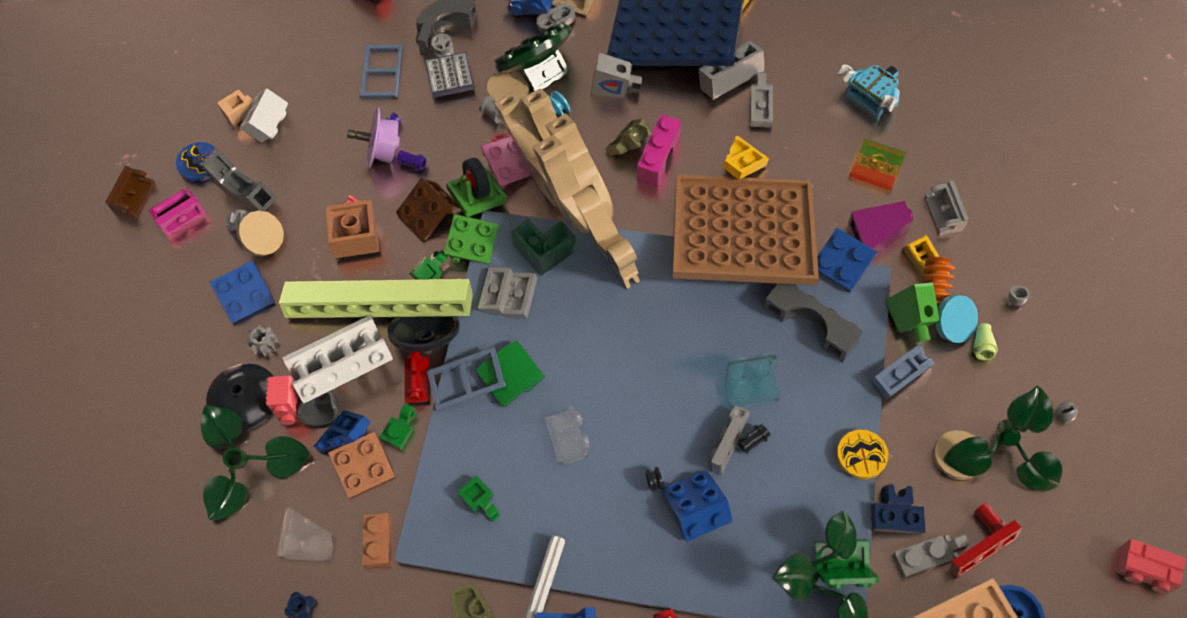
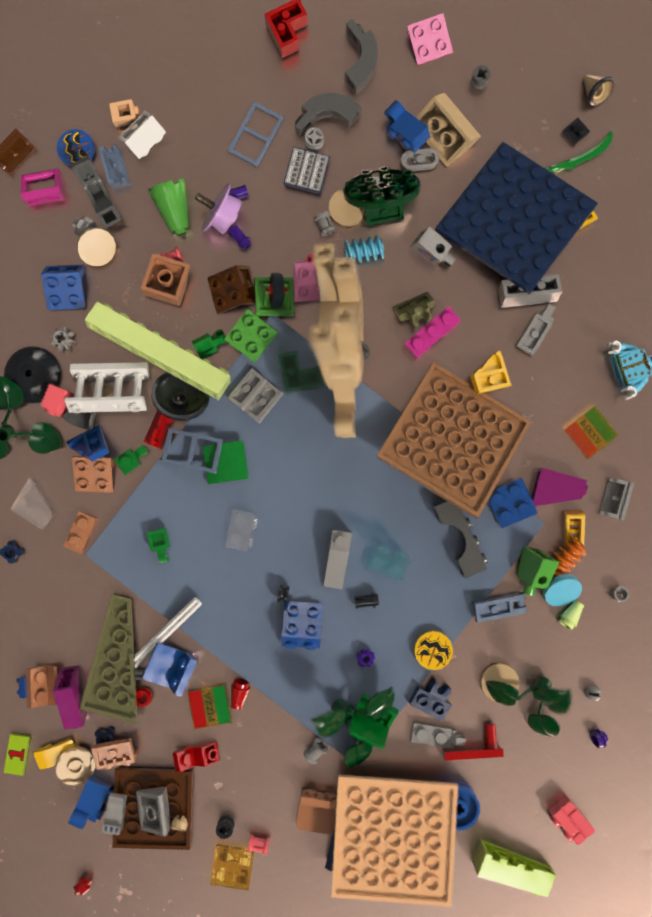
camera: 25 degrees right, 25 degrees up
(247, 158) = (114, 167): none -> sand blue hinge
(322, 157) = (172, 204): none -> bright green cone
(693, 408) = (337, 559): none -> light grey slope
(720, 456) = (350, 591): light grey hinge -> none
(790, 509) = (365, 653): none -> dark purple plate
(1110, 456) = (599, 738): none -> dark purple plate

